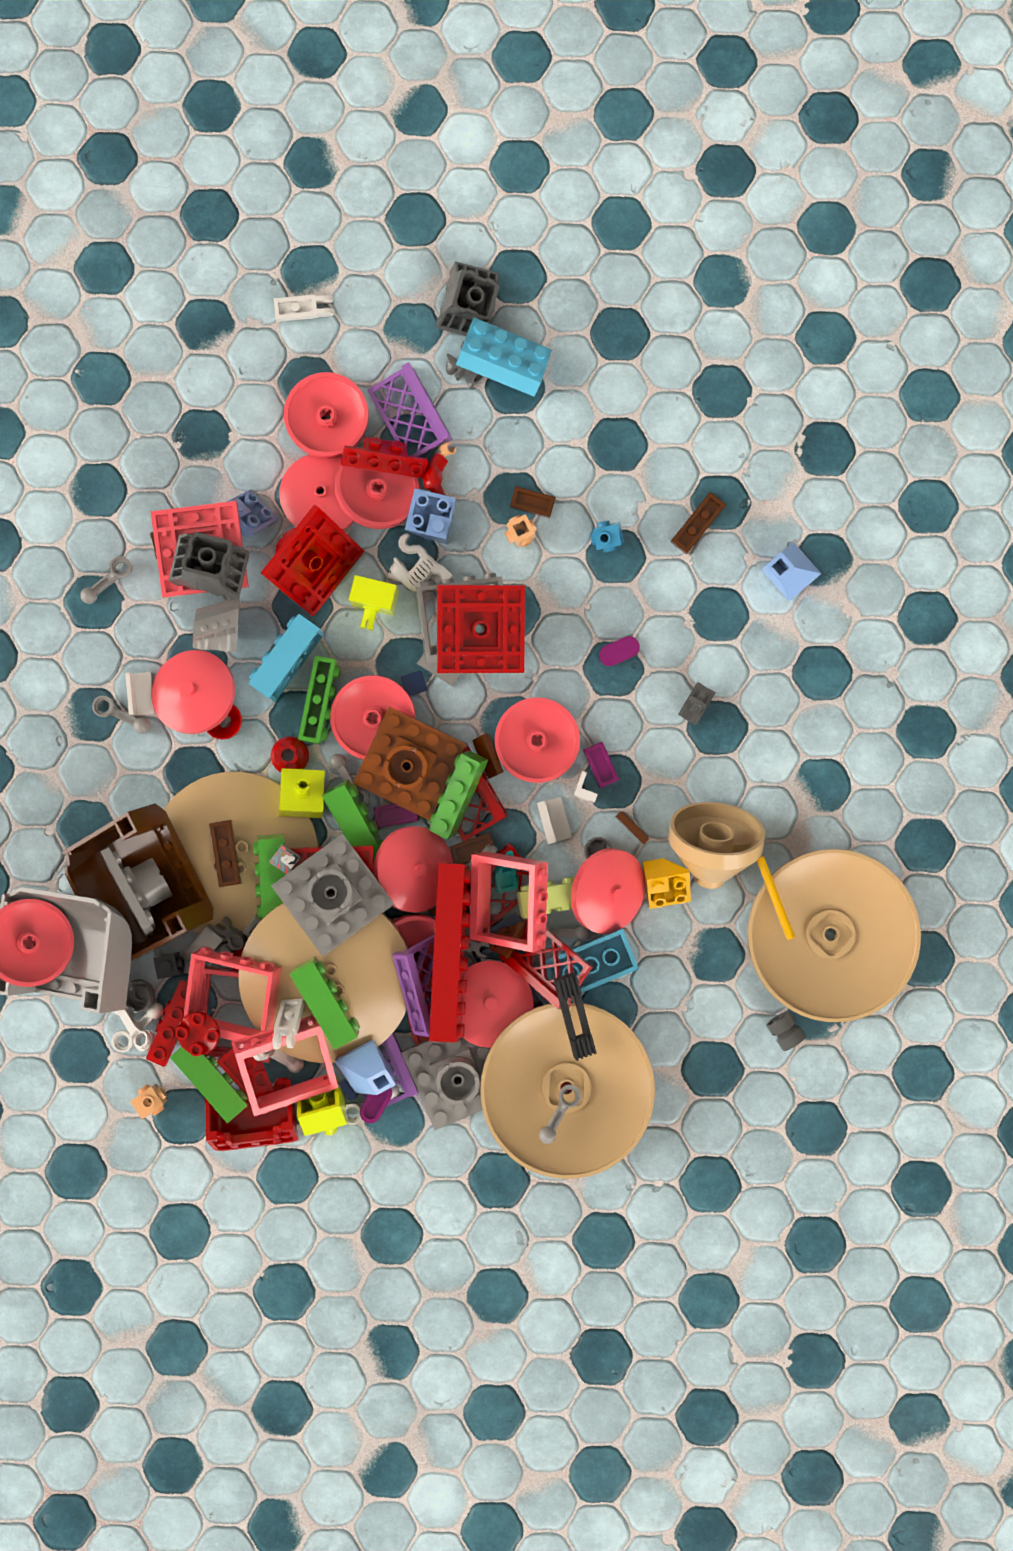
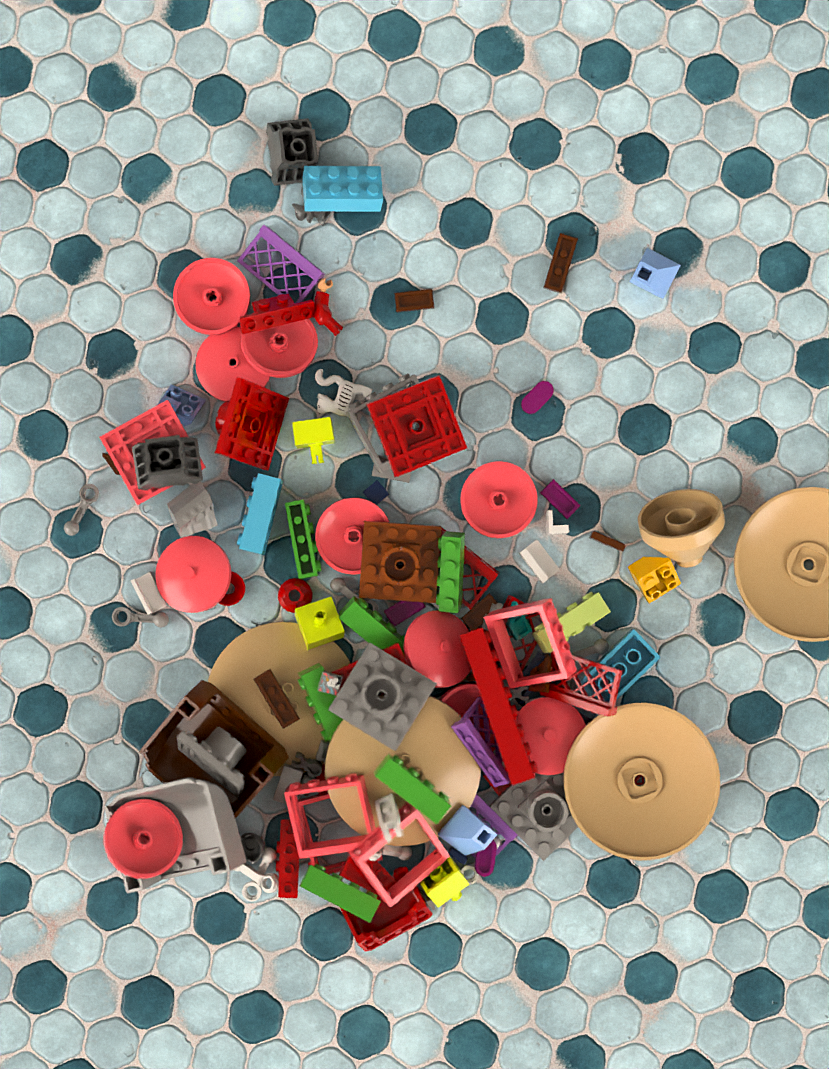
camera: 25 degrees left, 0 degrees up
(149, 1100) = (294, 938): light nougat brick -> none
(169, 965) = (265, 811): black brick -> none
(198, 1033) = (316, 857): red dish -> none
(302, 307) = (153, 213): white hinge -> none
(431, 515) = (334, 346): light blue slope -> none
(486, 749) = (458, 524): reddish brown tile -> none
(520, 523) = (414, 322): light nougat brick -> none
(548, 1133) = (640, 824): light grey piece -> none
(583, 1043) = (639, 737): black container -> none
(594, 845) = (586, 572): dark grey wheel -> none
(608, 890) = (609, 602): coral dish -> none
(614, 534) = (491, 298): dark azure brick -> none
(696, 703) = (620, 416): dark grey hips -> none
(775, 898) = (751, 553): yellow bar -> none
(784, 1028) = (804, 660): dark grey wheel -> none

